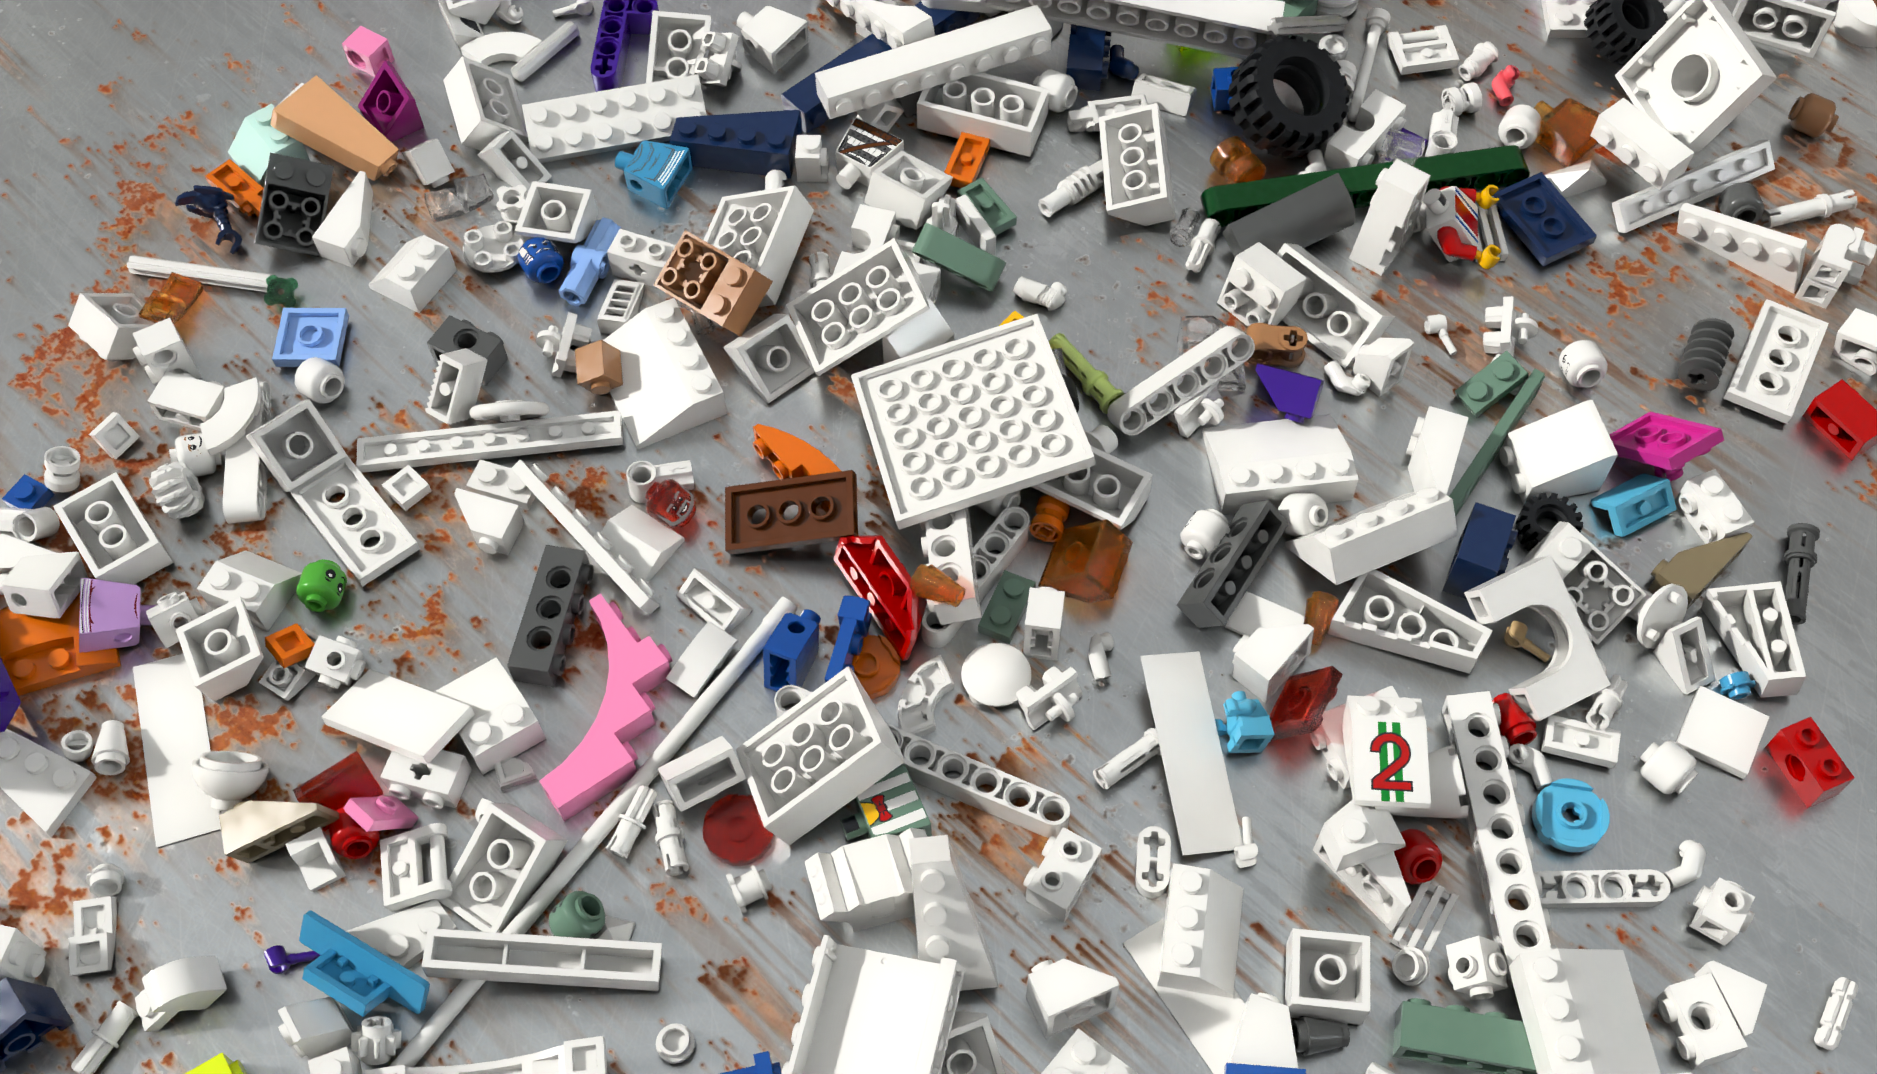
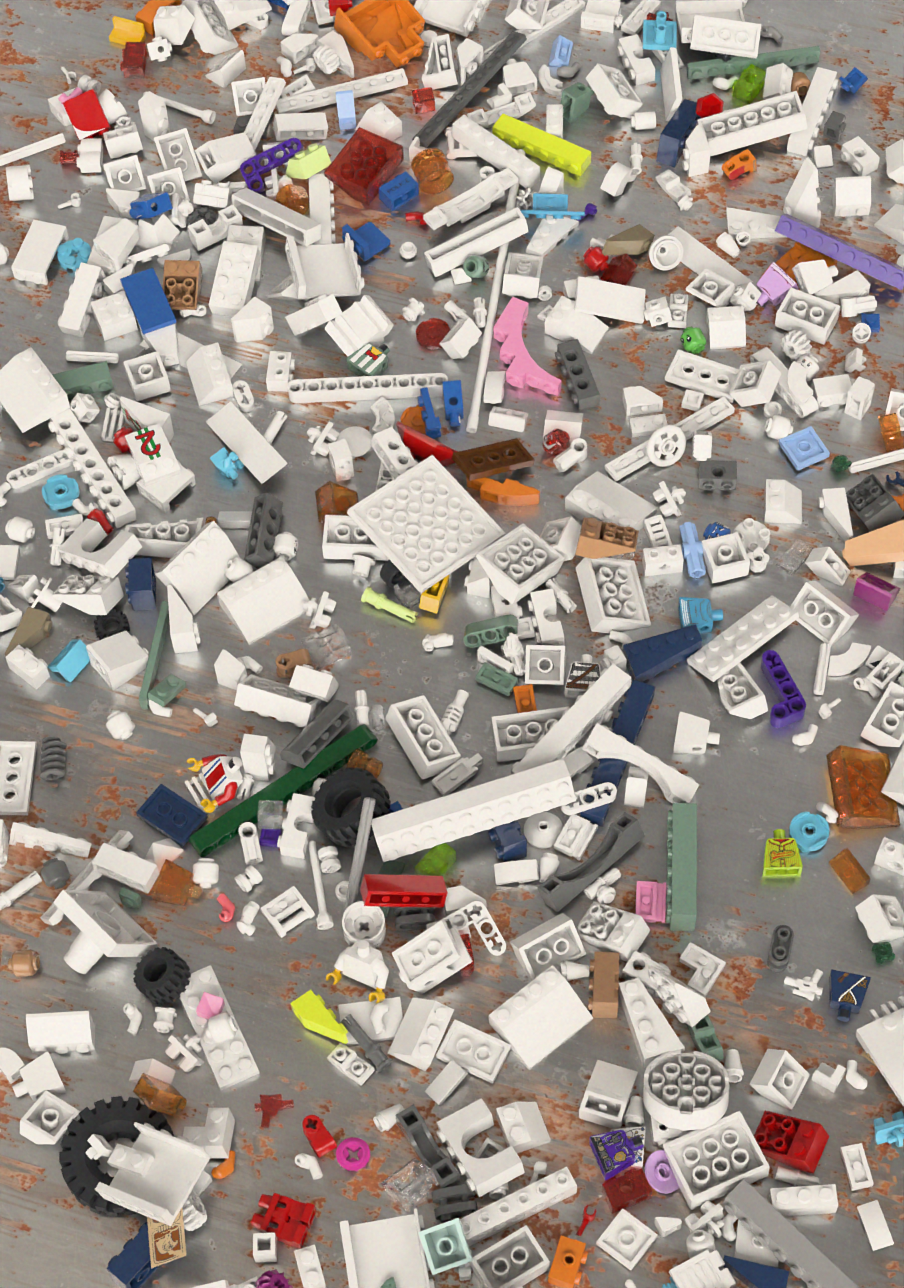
camera: 155 degrees right, 0 degrees up
(289, 645) = (681, 305): orange plate -> none
(380, 813) = (586, 261): bright pink plate -> none
(404, 867) = (563, 255): white plate -> none
(513, 161) = (780, 584): white slope -> none
(595, 544) = (586, 408): white plate -> none
(598, 367) = (641, 490): medium nougat brick -> none
(721, 59) = (709, 697): white hips -> none
(818, 757) = (410, 356): white slope -> none
(936, 586) = (394, 428): clear orange cone -> none
(1006, 607) = (366, 474): sand green plate -> none
(1061, 89) = (497, 768): white head -> none
(1097, 655) = (311, 468): white arm -> none
(1195, 380) = (332, 608): white beam -> none
(1247, 853) = (202, 416): white hand -> none
(1270, 657) = (225, 488): white slope -> none
(1291, 391) = (275, 637): dark purple slope -> none
(1304, 702) = (202, 477): clear red plate -> none
(1360, 837) = (150, 406): white slope -> none
(1511, 328) = (165, 729): white hips -> none
(1665, 442) = (65, 683): dark pink plate -> none

